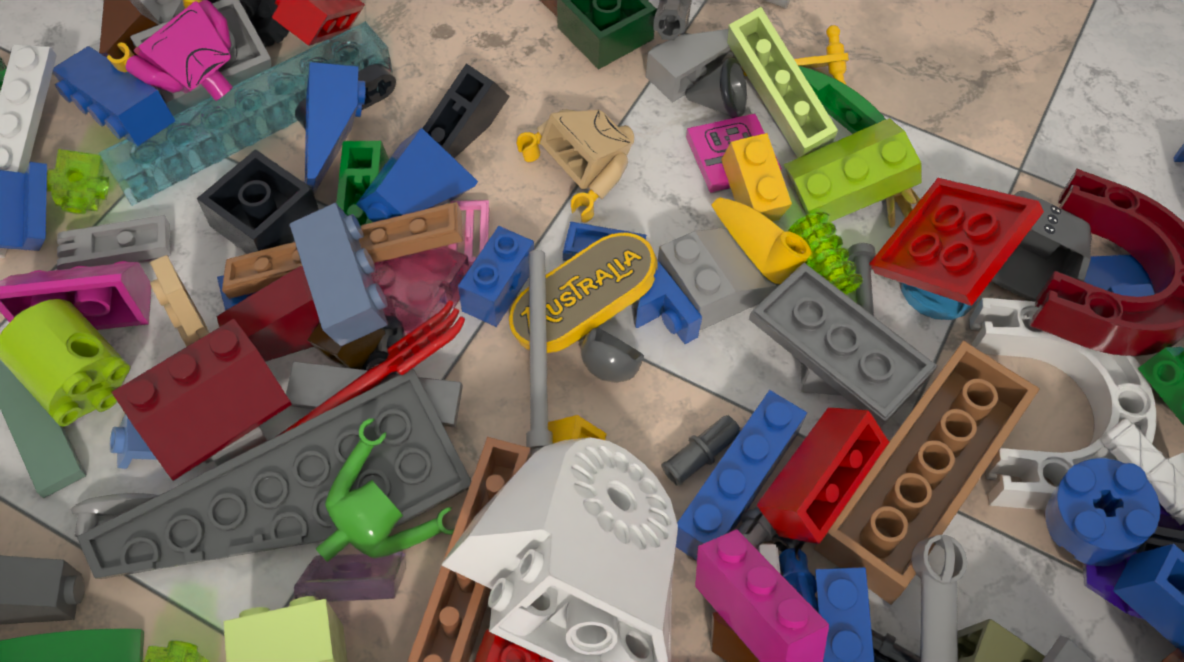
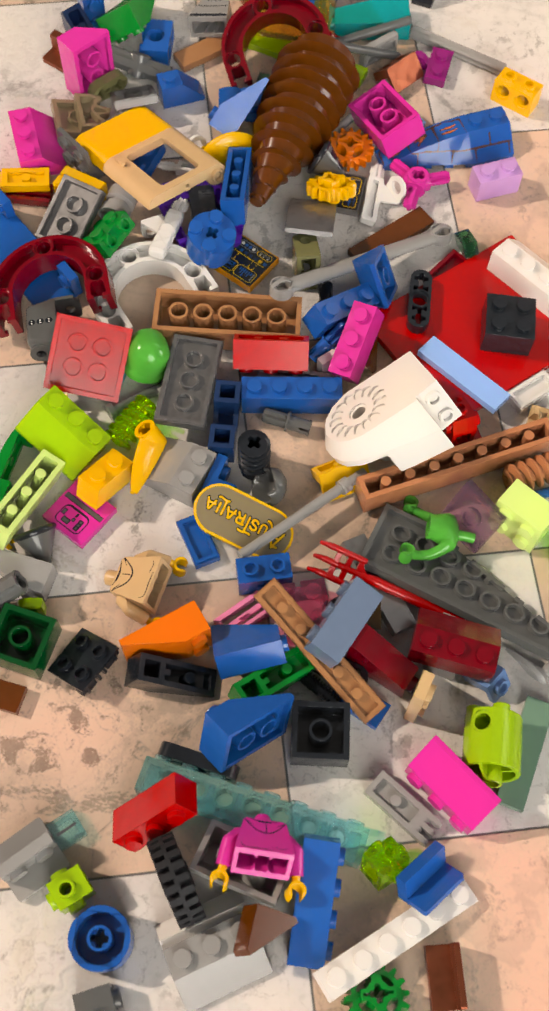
camera: 125 degrees left, 5 degrees up
(491, 133) = (171, 636): none -> orange slope
(542, 65) = (84, 661): none -> black hinge
(639, 51) = (33, 604): none -> lime tile
(669, 354) = (253, 453): none -> black piece
(724, 344) = (225, 418): none -> dark blue arch
(926, 320) = (147, 356): none -> bright green piece
(1042, 587) = (248, 264): none -> tile

